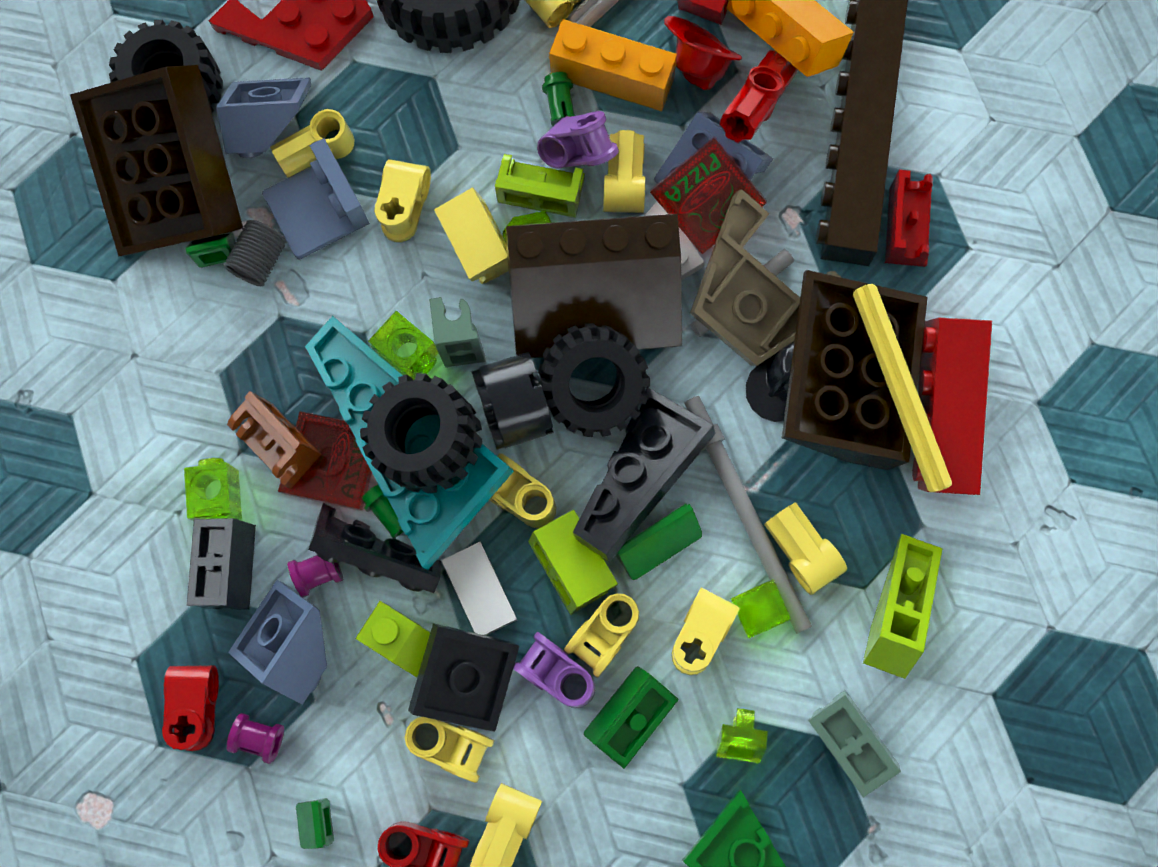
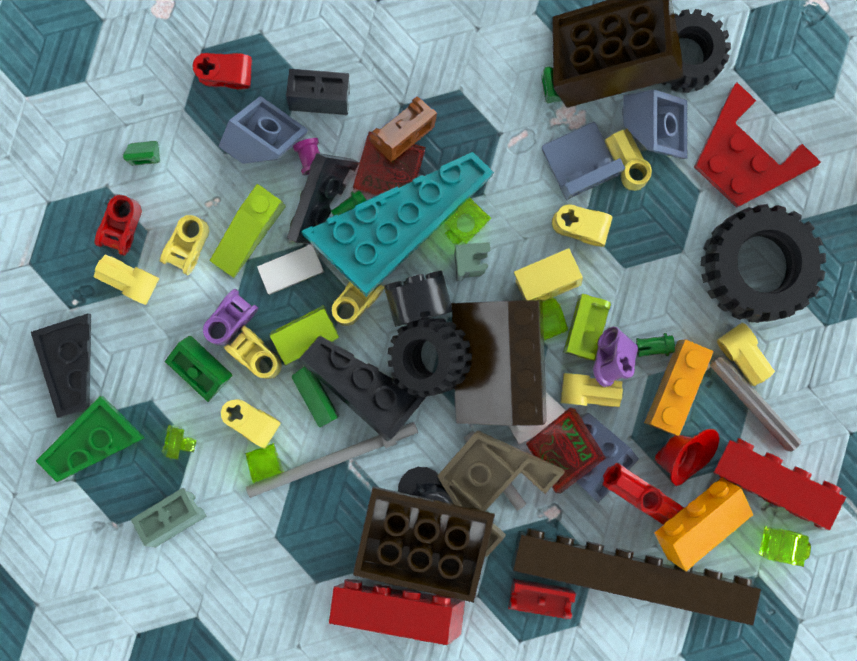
camera: 85 degrees right, 10 degrees up
(226, 503) = (361, 76): clear neon green brick -> none
(255, 252) = (545, 116): dark grey piece -> none
(255, 738) = (199, 114): magenta bush -> none
(396, 413) = (397, 210): black tyre -> none
(463, 678) = (227, 256): black plate -> none
(811, 558) = (298, 500): light yellow piece -> none
(902, 388) = (404, 575): light yellow axle -> none
(904, 608) = (258, 562): lime slope -> none

